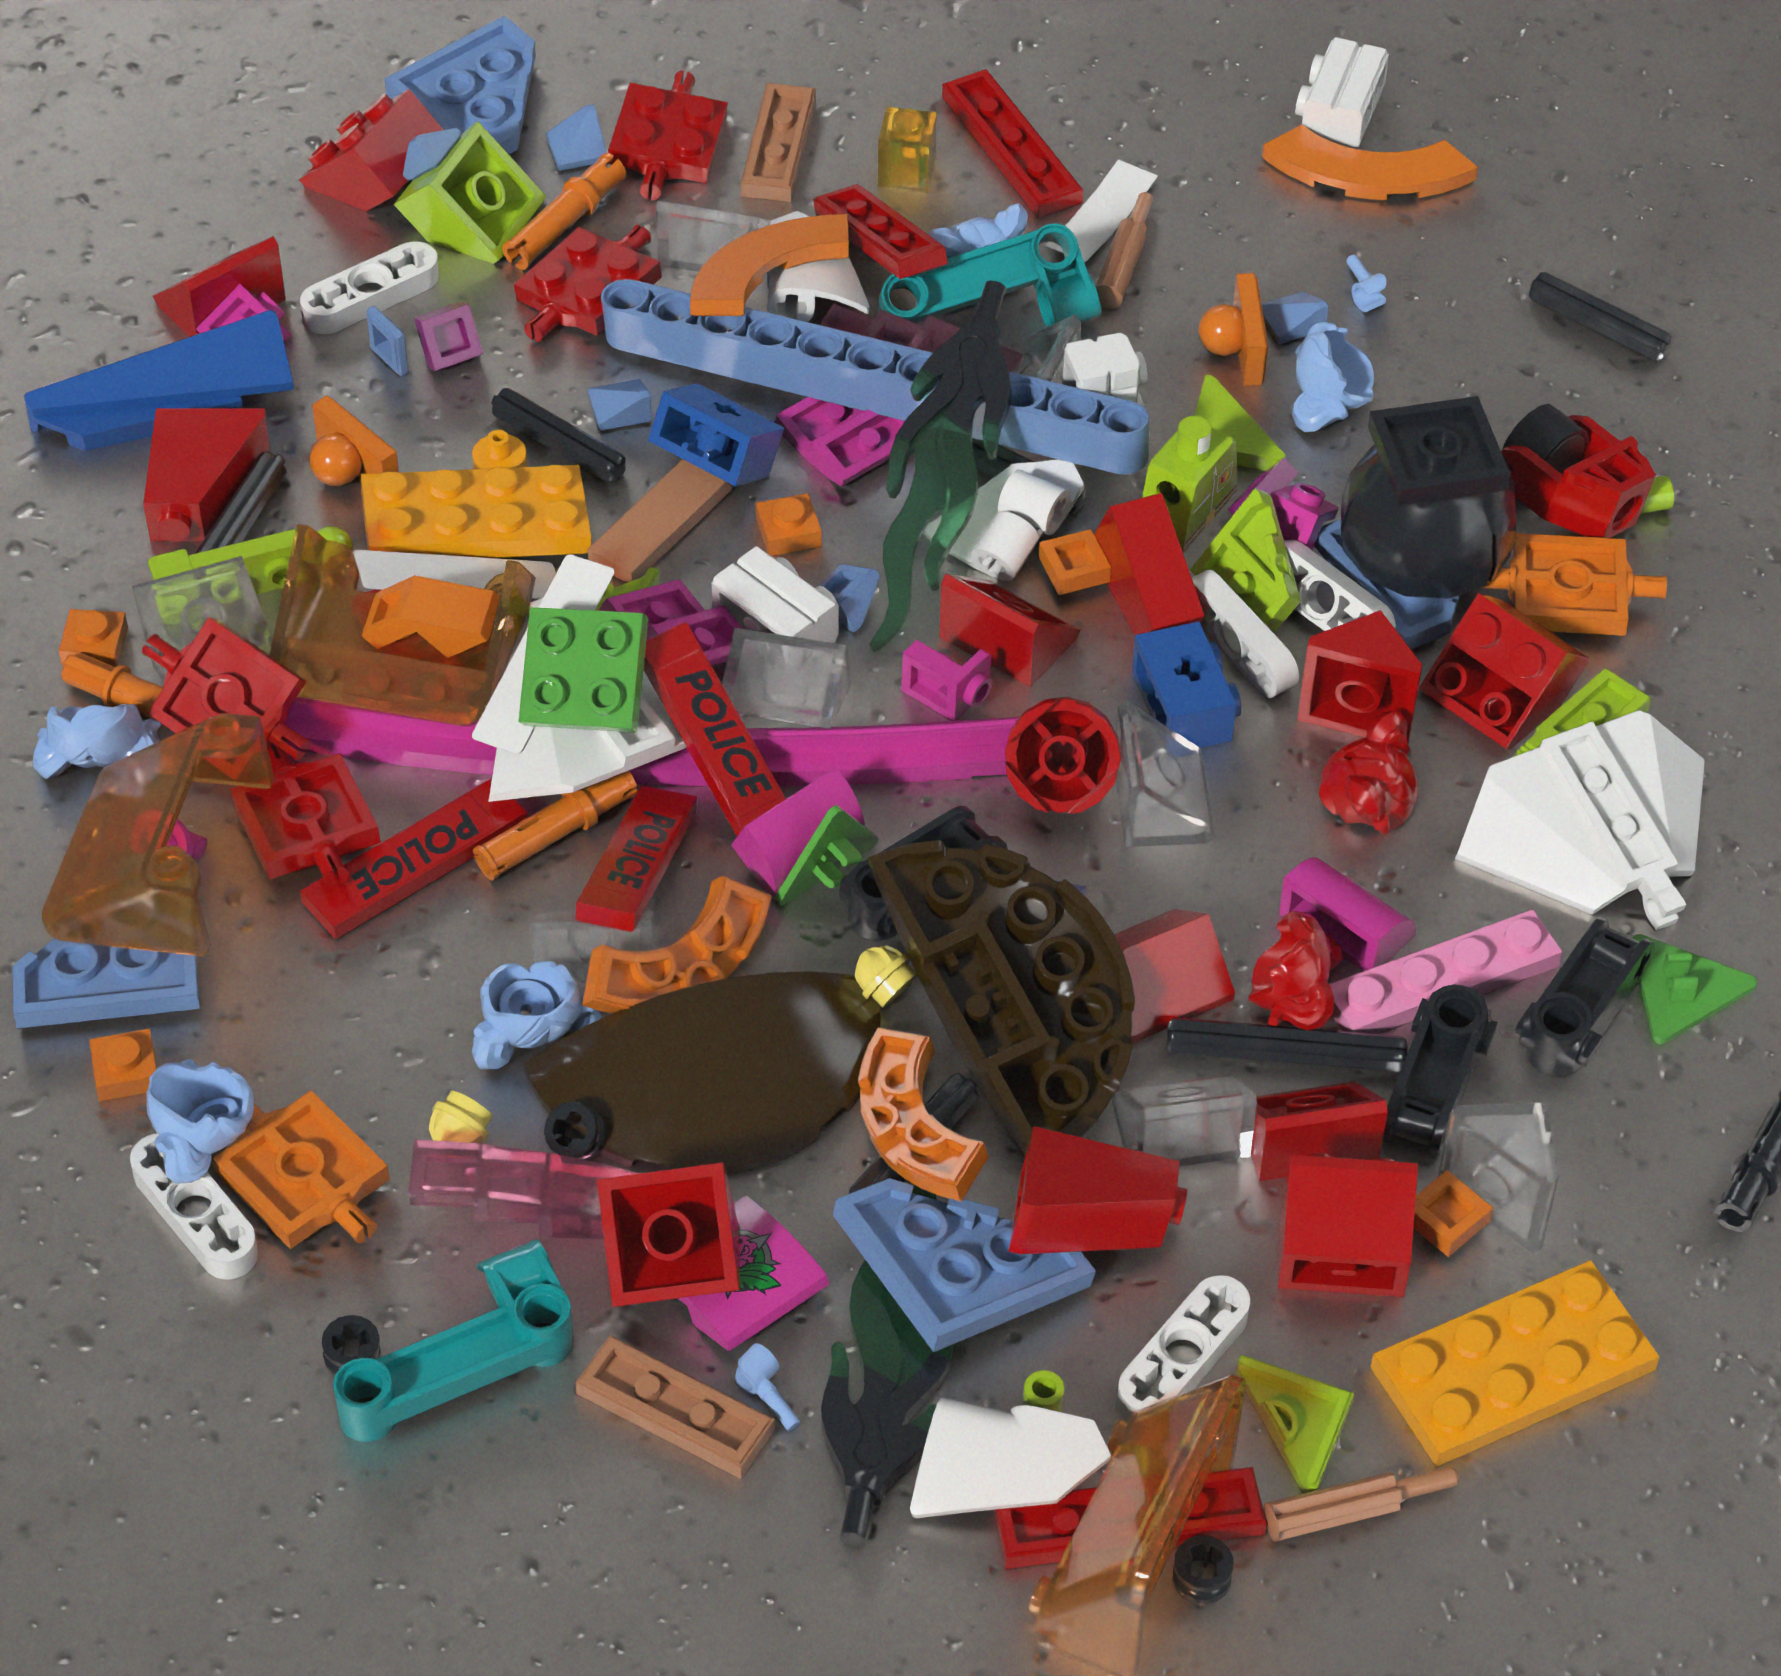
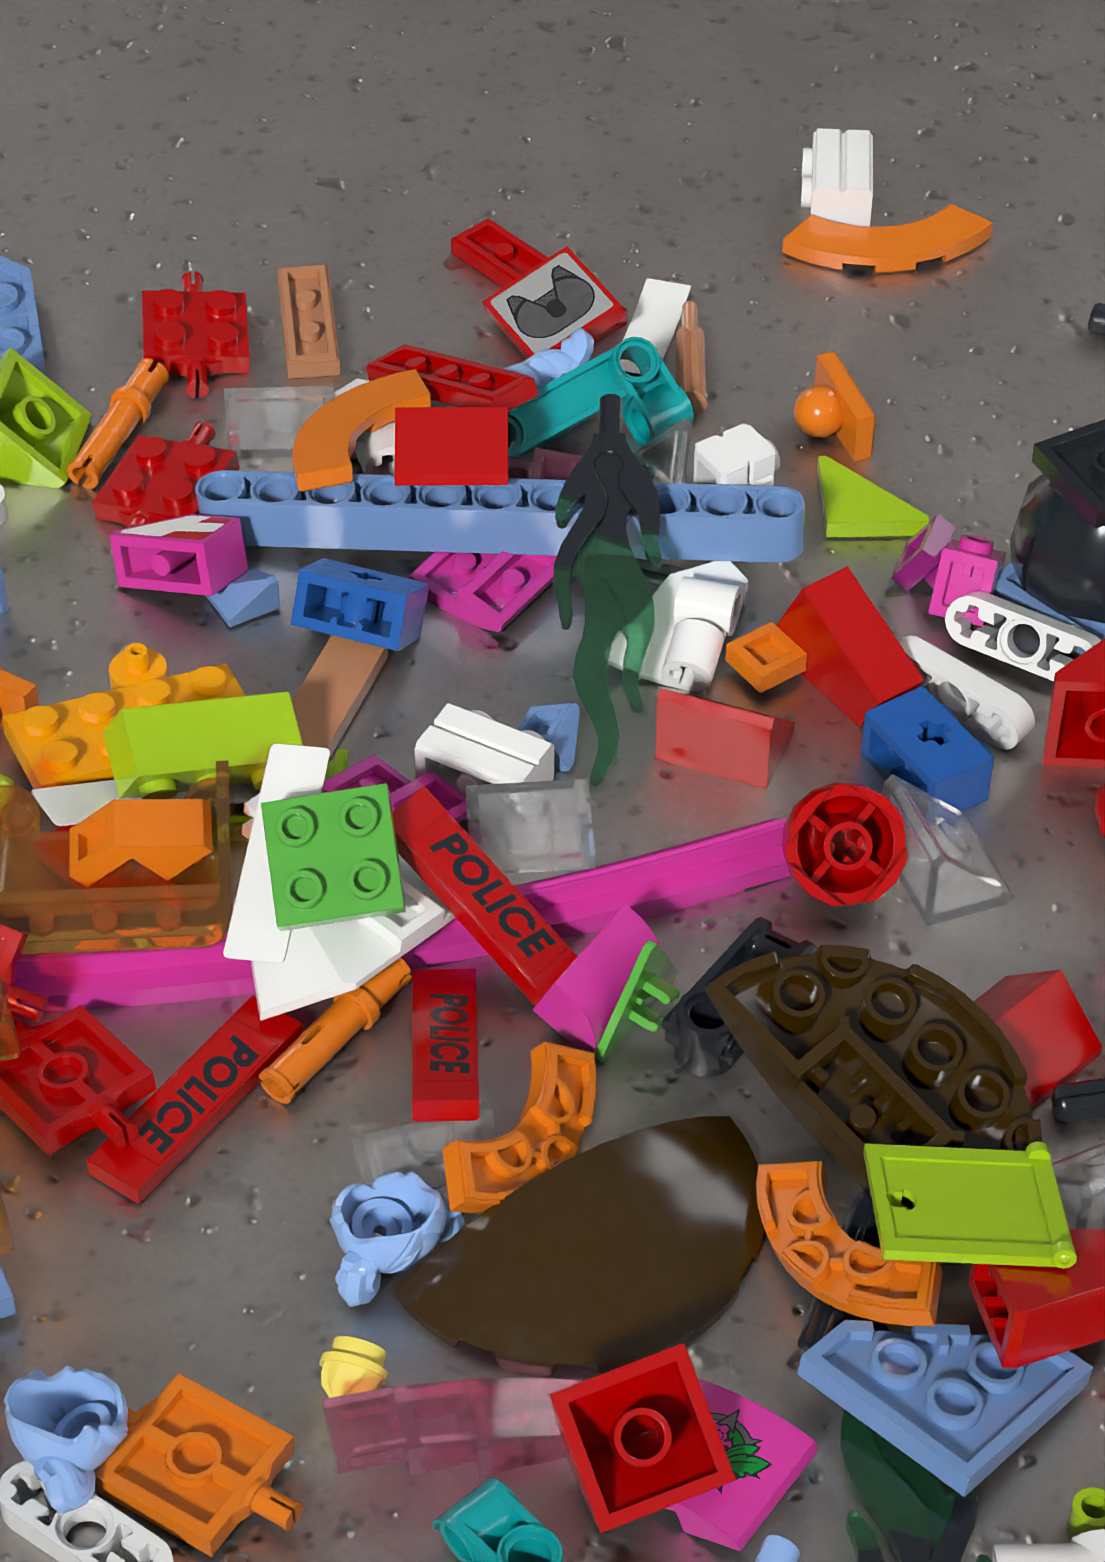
camera: 15 degrees left, 5 degrees down
(448, 335) = (43, 563): magenta tile -> none
(481, 533) = (176, 744): none -> lime brick
(558, 435) = (191, 638): black axle -> none
(571, 1114) = (471, 1333): black bush -> none
(573, 353) = (180, 554): none -> dark pink slope
(577, 140) = (105, 354): medium blue slope -> none
(788, 524) = (461, 678): orange plate -> none
(841, 302) = (451, 446): none -> red slope
(884, 974) = (744, 1107): light yellow plate -> none
(907, 149) = (443, 302): clear yellow brick -> none
(942, 683) = (683, 799): dark pink bracket -> none
(1010, 170) = (552, 303): none -> tile
(1030, 1104) = (968, 1205): none -> lime container
(1197, 469) = (858, 531): lime torso -> none
(1254, 560) = (949, 615): lime wing -> none
(1293, 315) = (884, 385): medium blue slope -> none
(1331, 377) = (941, 434): light blue hair -> none
(1367, 291) = (936, 349): light blue hand -> none

